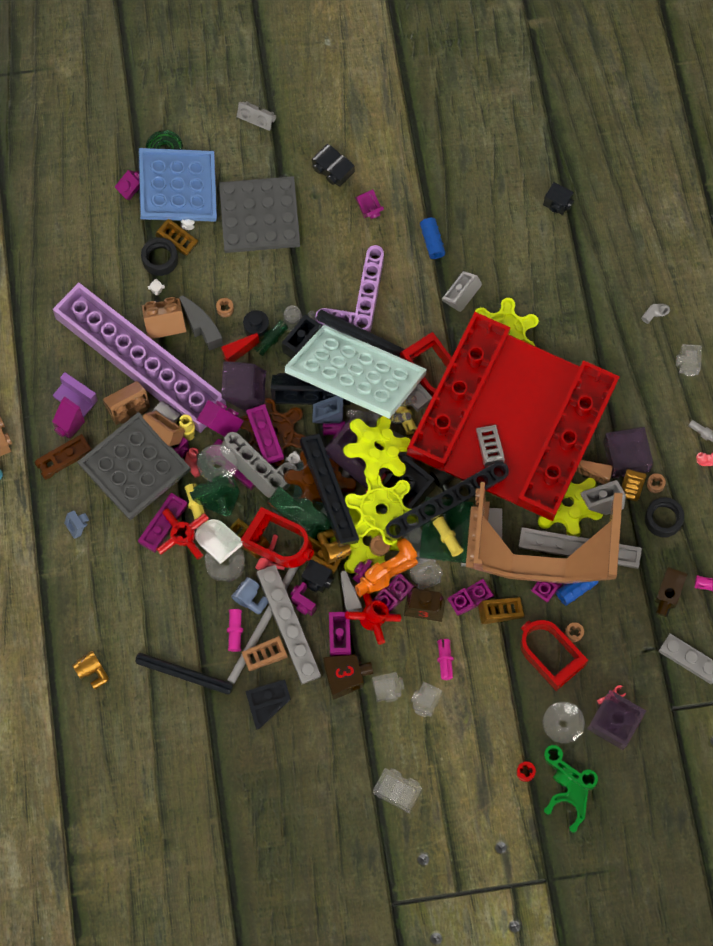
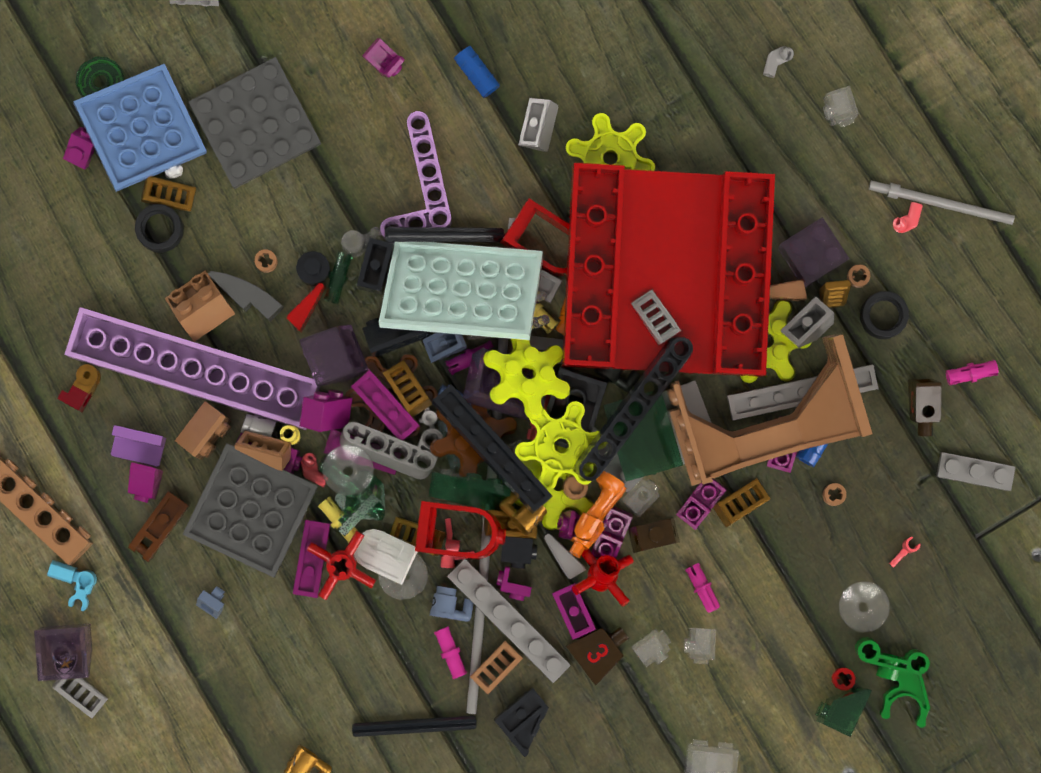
camera: 25 degrees left, 15 degrees up
(54, 341) = (83, 388): none -> leg
(156, 287) = (172, 268): white piece -> none
(289, 441) = (417, 406): none -> pearl gold slope
(333, 165) = (317, 24): black brick -> none
(447, 536) = (651, 446): light yellow pin -> none
(514, 790) = (843, 710): none -> clear green slope
(568, 671) = (846, 544): red window -> none
(616, 720) = (922, 581): clear purple brick -> none

